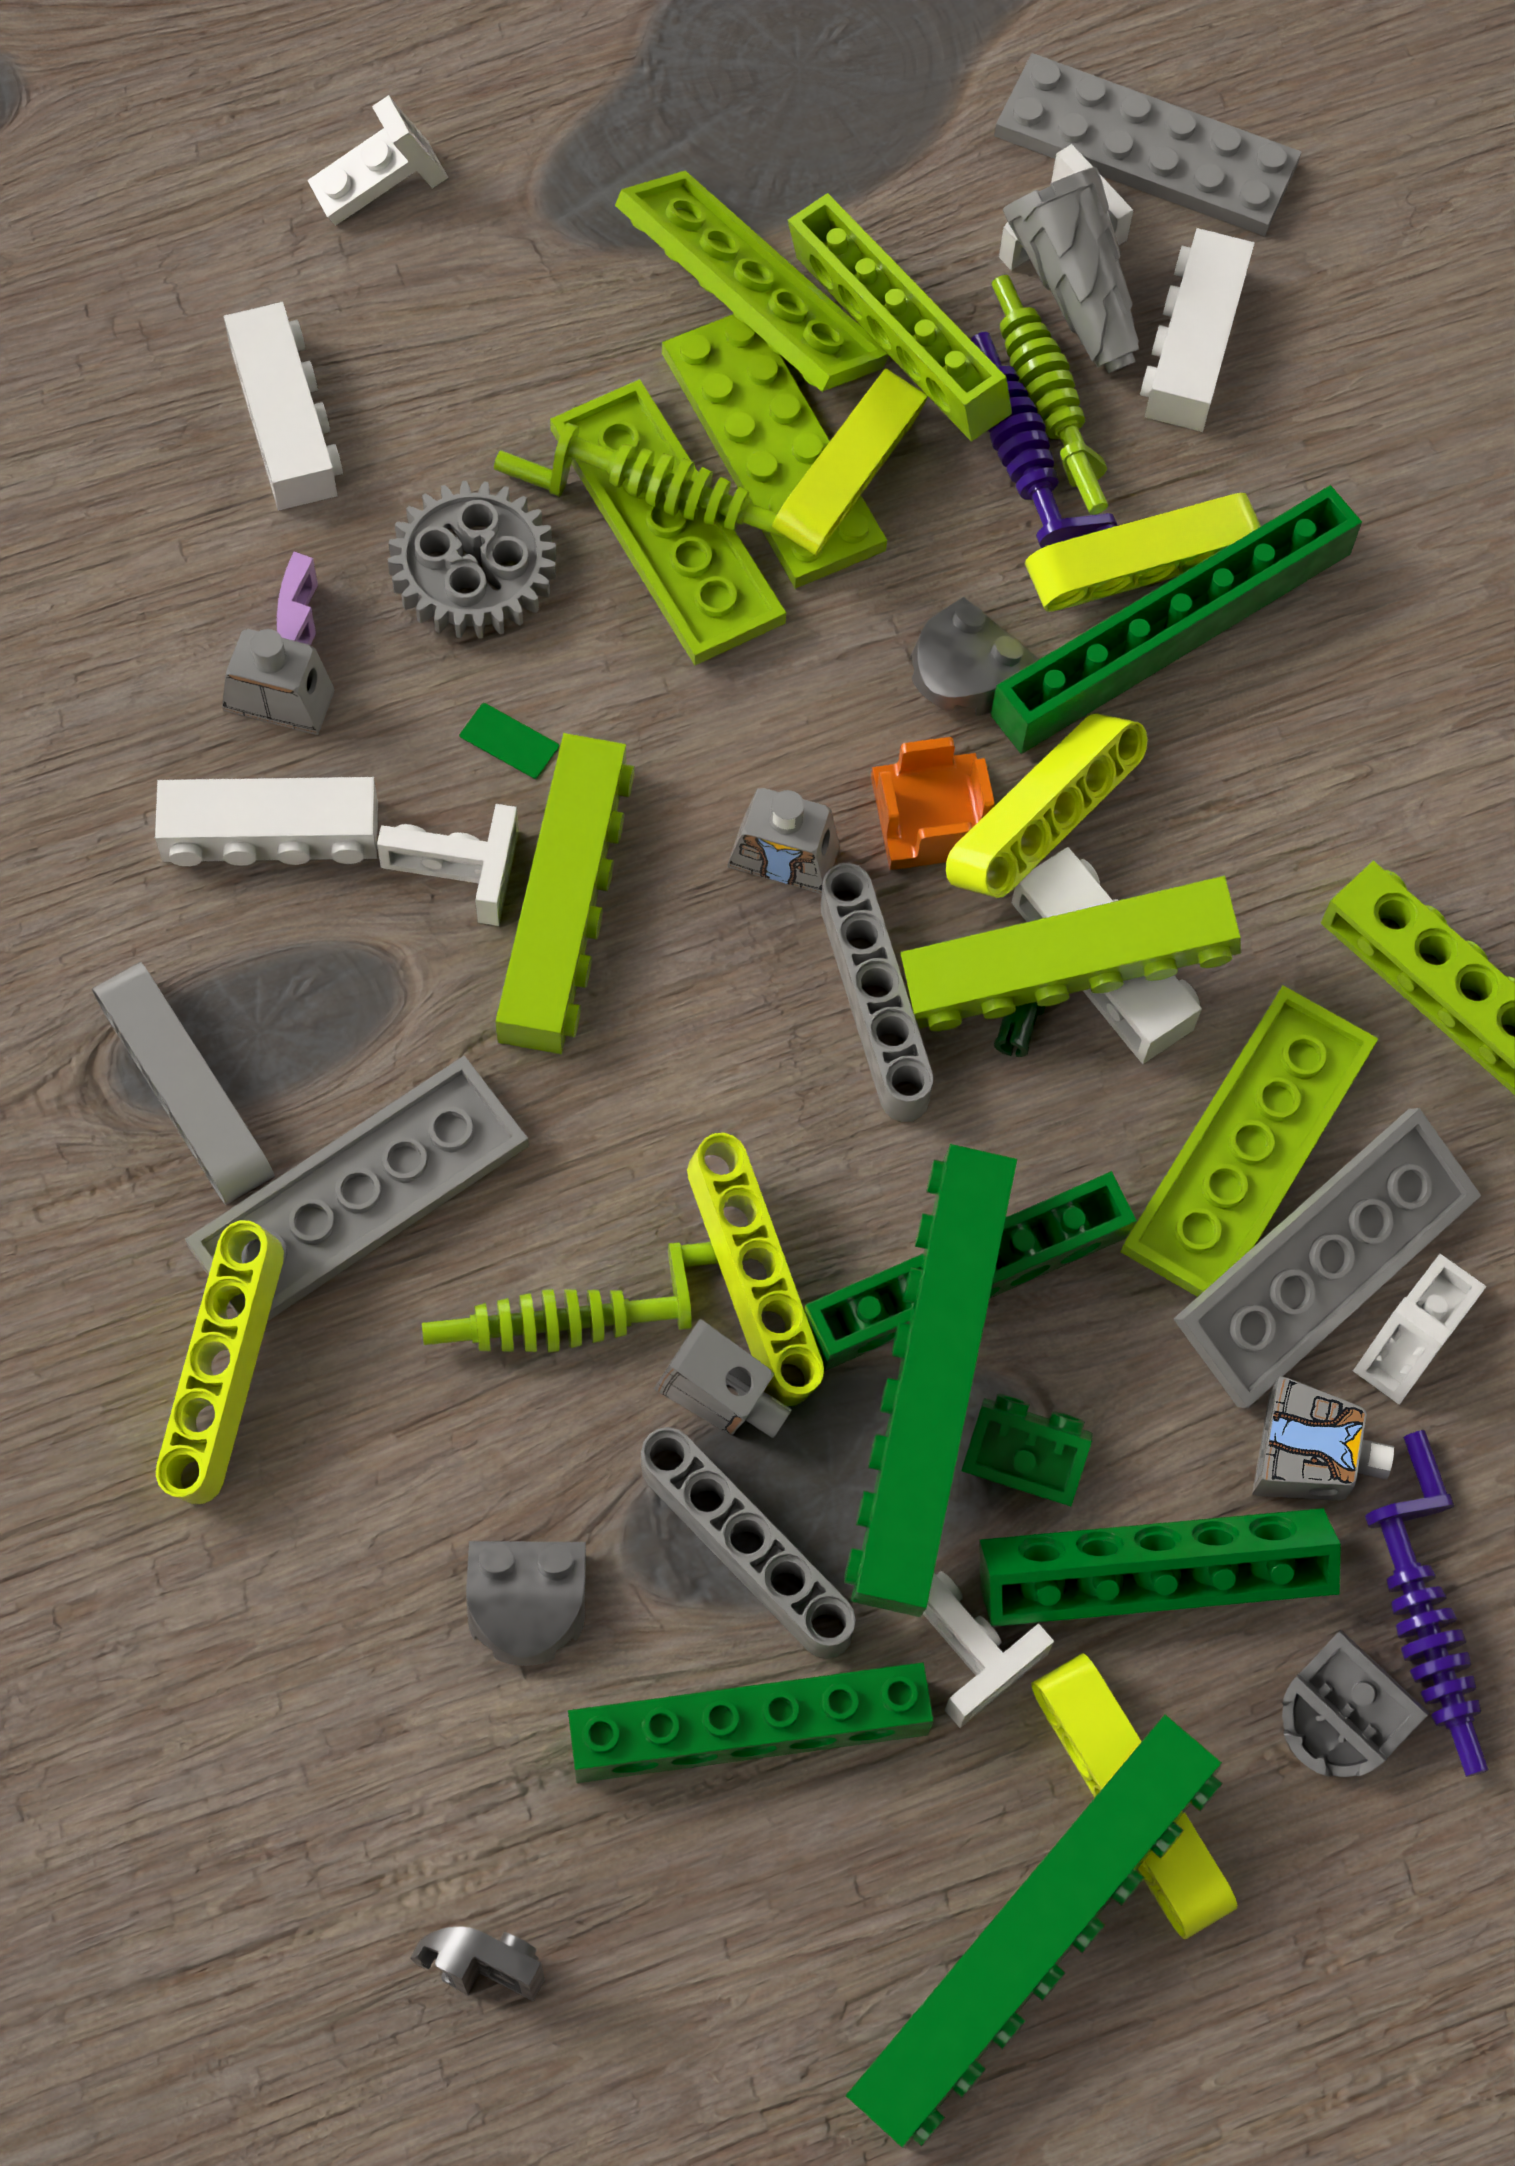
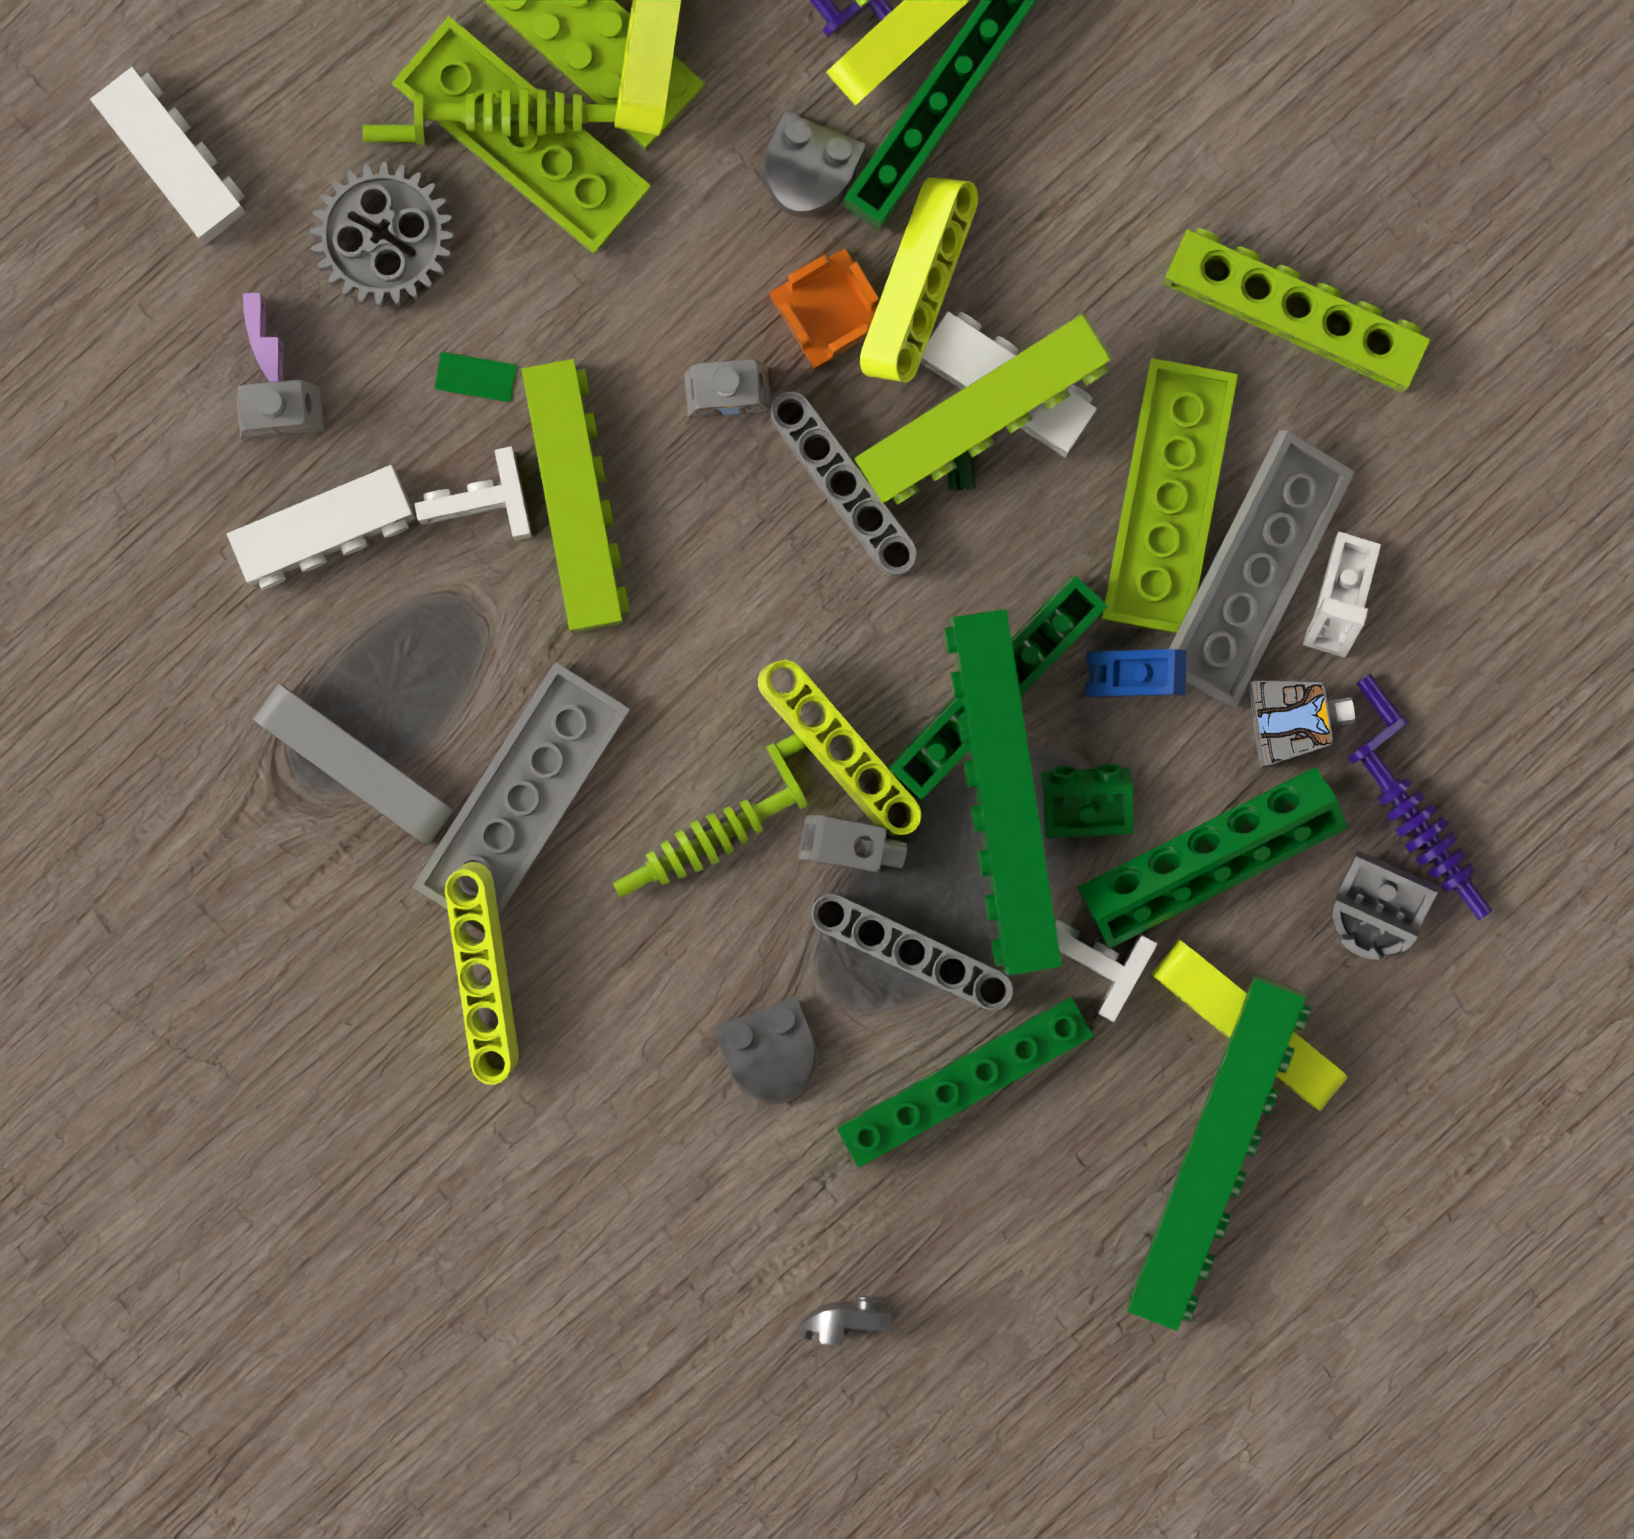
camera: 15 degrees left, 20 degrees up
(1143, 1311) = (1136, 673): none -> blue plate

